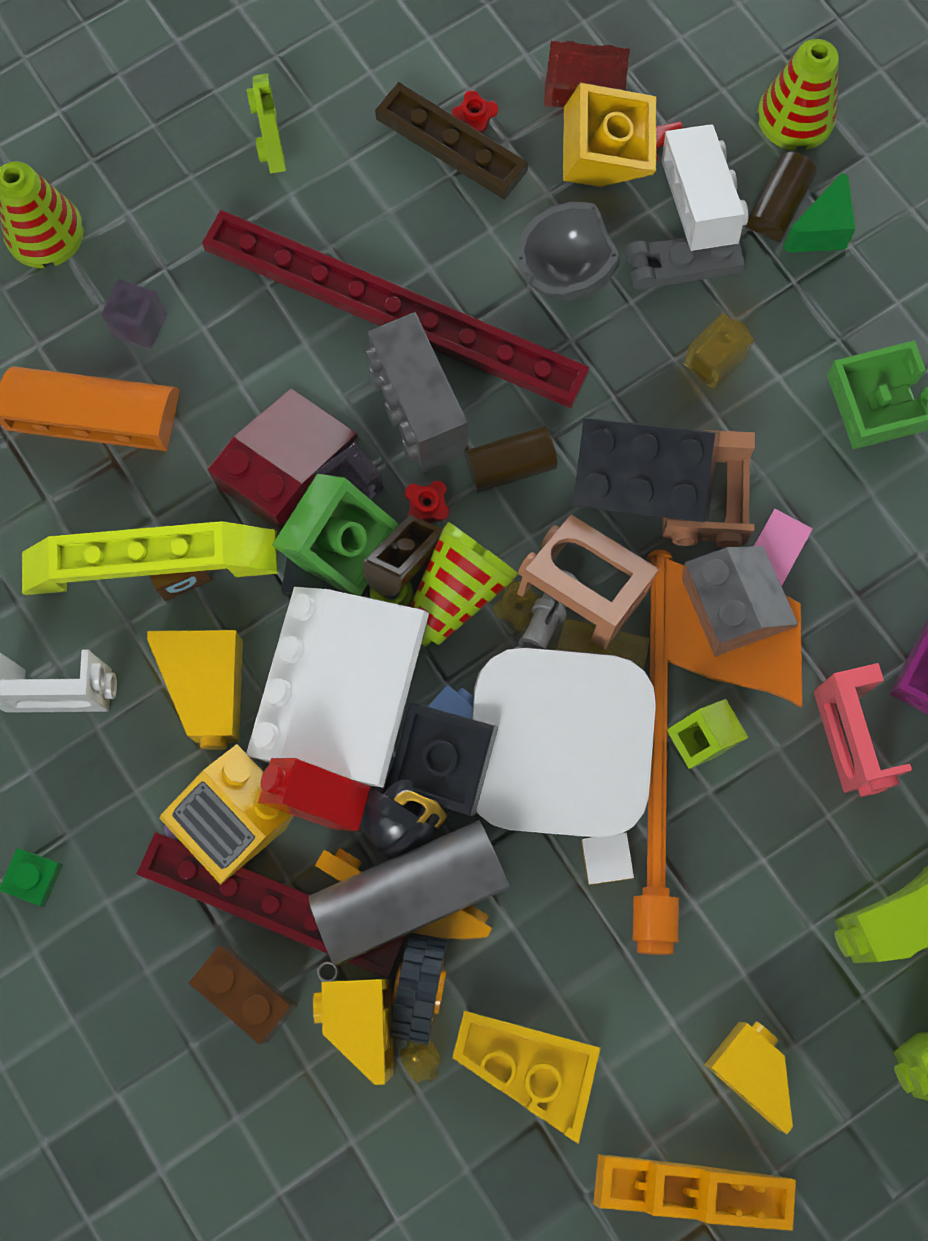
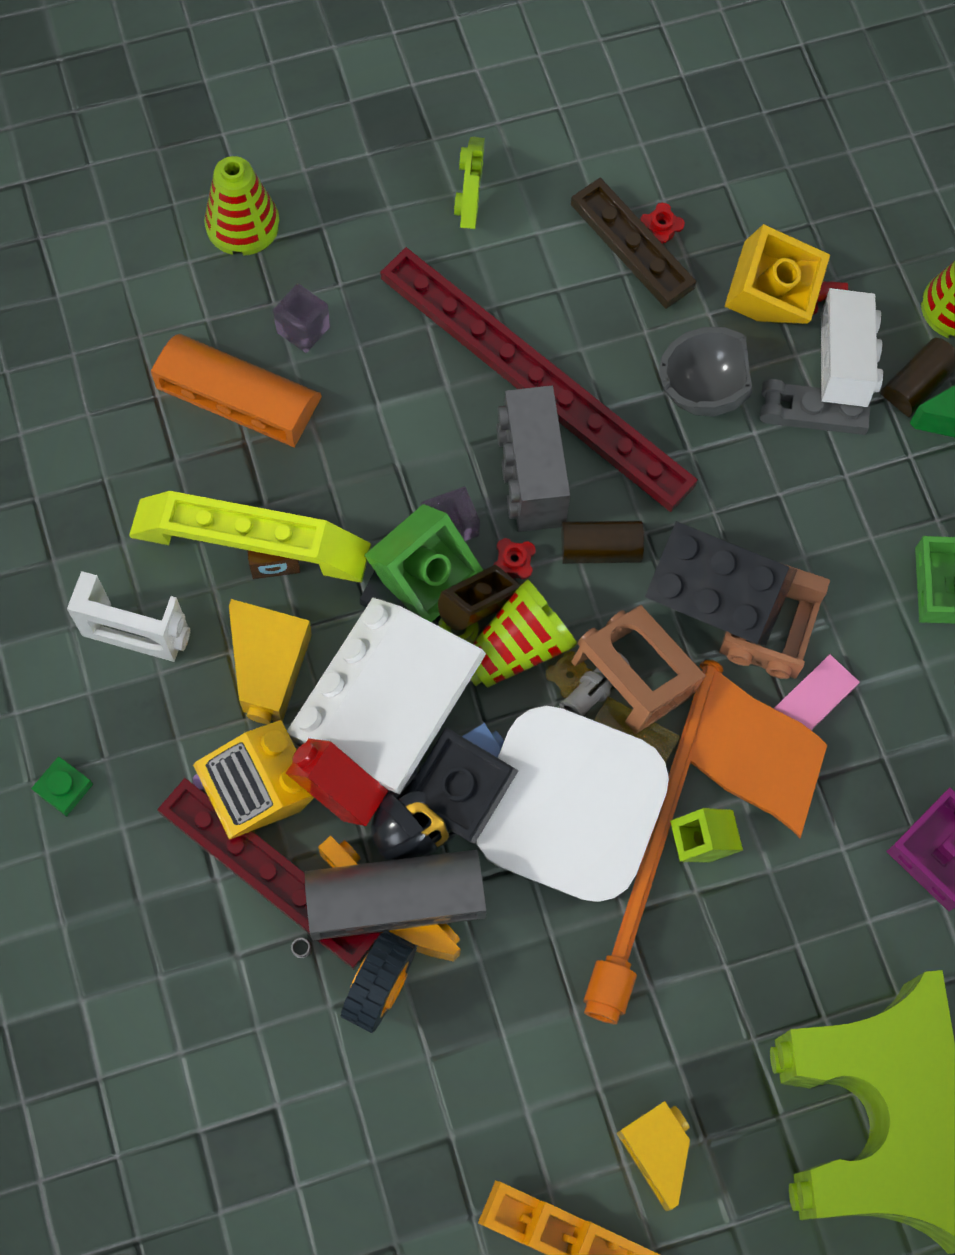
camera: 10 degrees right, 5 degrees down
(242, 994) = (220, 942): reddish brown brick -> none
(277, 457) = (391, 479): slope -> none
(358, 1023) = (319, 984): yellow slope -> none
(421, 1061) = (361, 1048): clear yellow plate -> none
(532, 1067) = (458, 1085): yellow wing -> none
(583, 63) = (774, 208): clear red brick -> none
(607, 859) = (582, 922): white tile -> none
(719, 350) = (821, 497): clear yellow brick -> none
(737, 597) = (770, 721): flat silver slope -> none
(845, 690) = (834, 839): coral panel -> none

